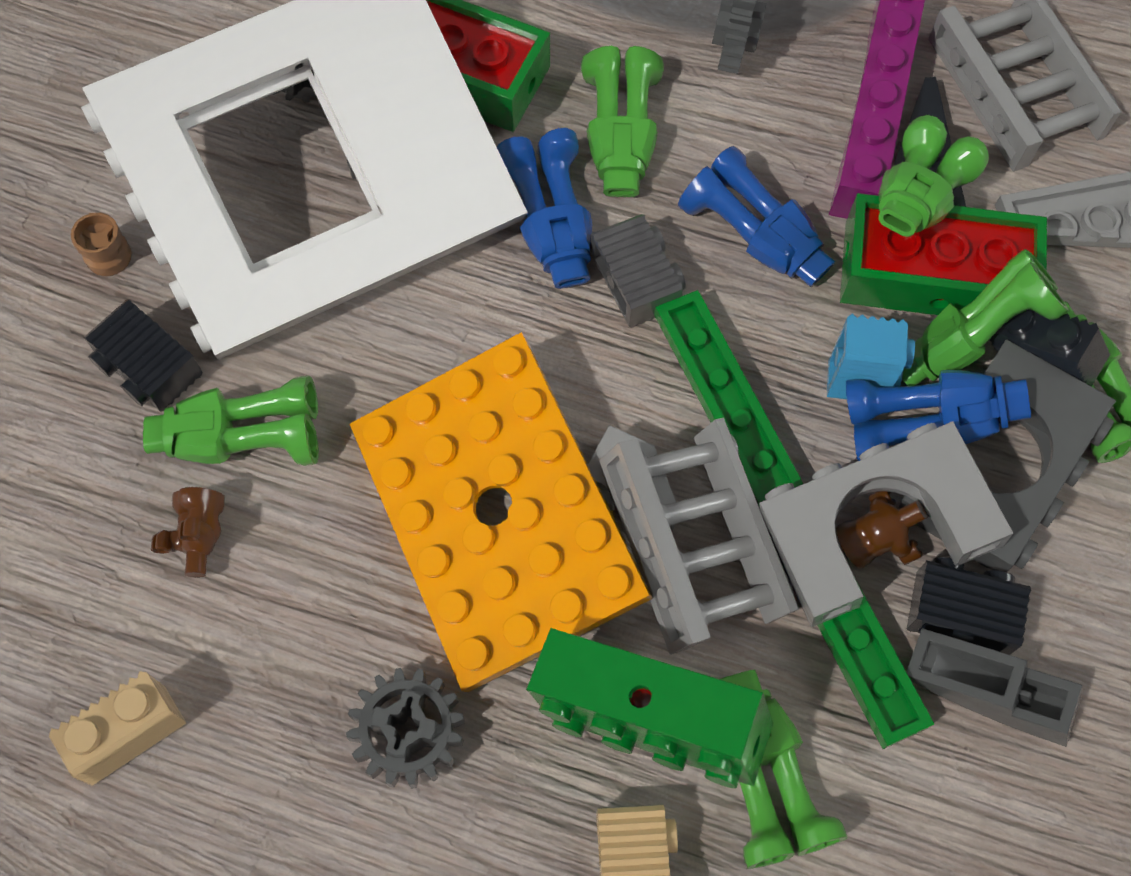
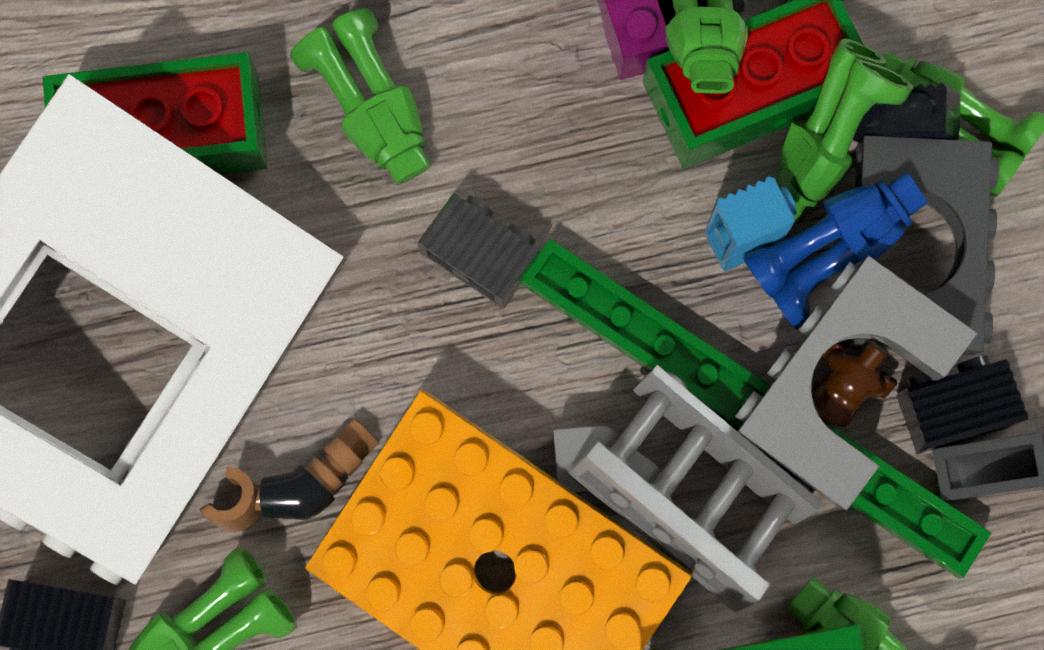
camera: 30 degrees left, 10 degrees up
(375, 364) = (296, 493): none -> medium nougat piece
(559, 233) = (382, 258): blue piece -> none
(782, 240) = (598, 133): blue piece -> none

